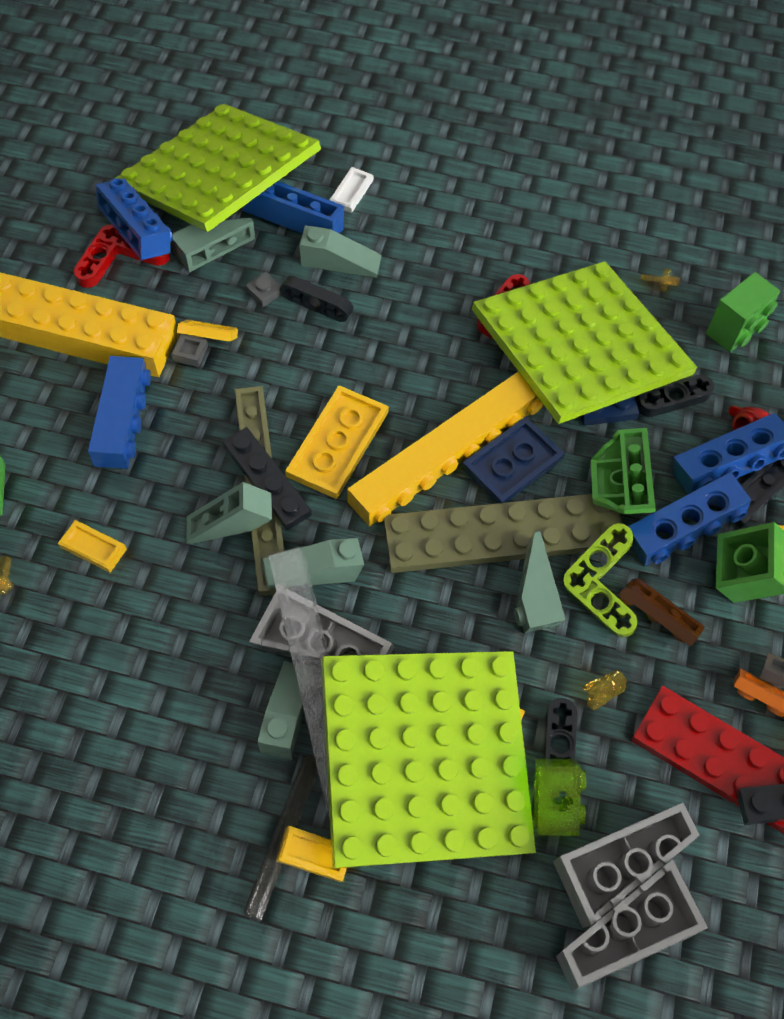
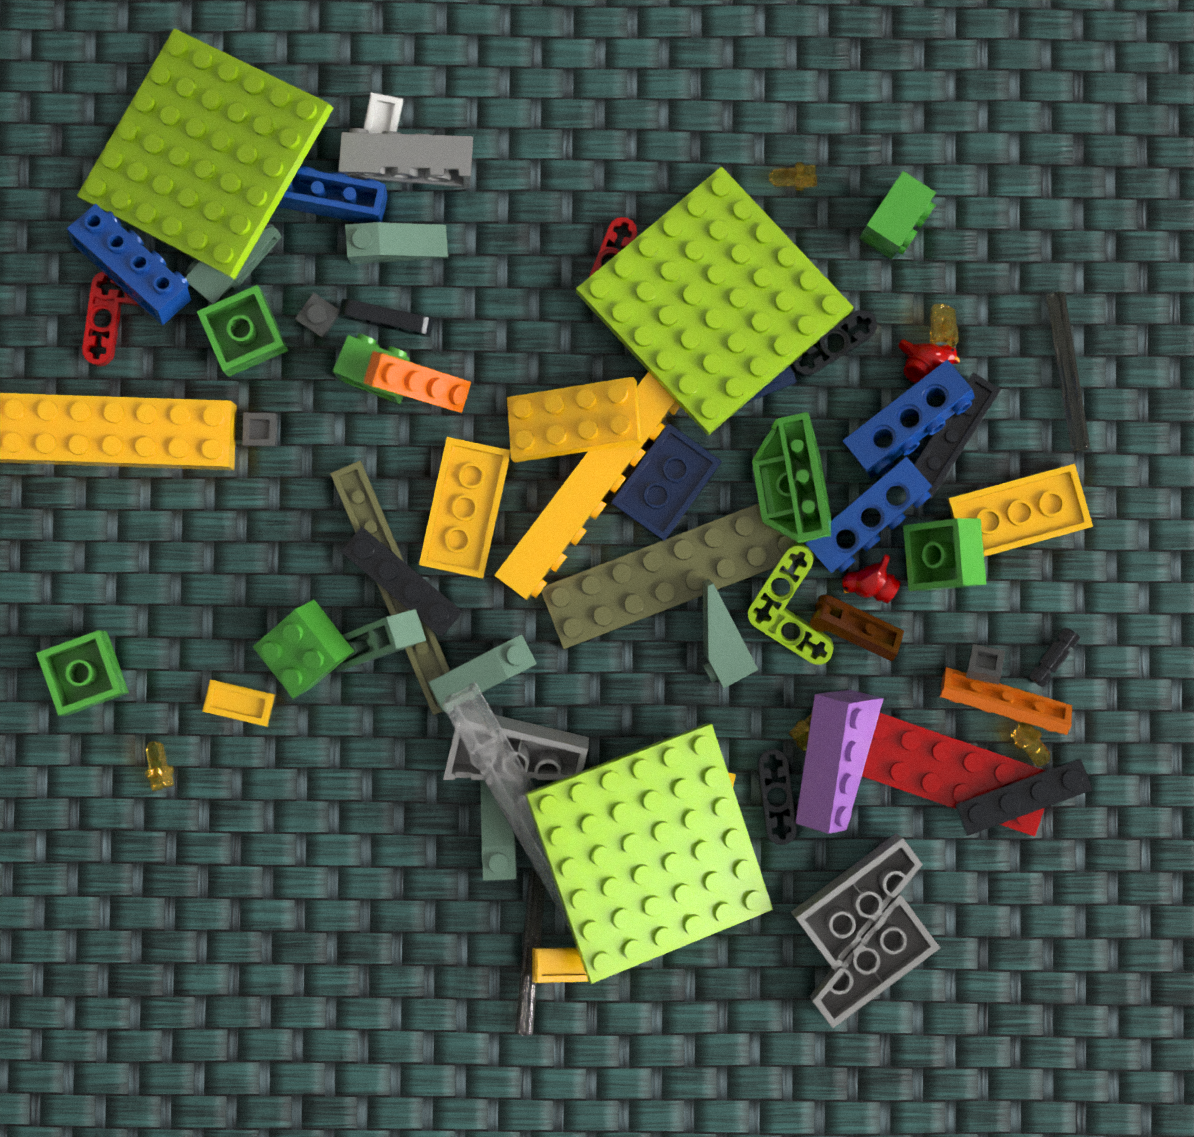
camera: 15 degrees left, 25 degrees up
(119, 412) = (211, 538): blue brick -> none
(163, 506) = (303, 648): none -> bright green brick
(201, 278) = (242, 331): none -> bright green brick
(207, 330) = (272, 398): yellow tile -> none
(295, 322) = (354, 362): none -> bright green brick
(326, 326) = (417, 382): none -> orange plate
(372, 201) = (407, 157): none -> light grey wedge
(447, 393) = (574, 419): none -> yellow plate
(550, 779) = (784, 857): clear neon green brick -> none
(625, 715) = (836, 757): none -> medium lavender wedge
(681, 577) = (872, 582): none -> red animal
(770, 401) = (943, 325): none -> clear yellow piece

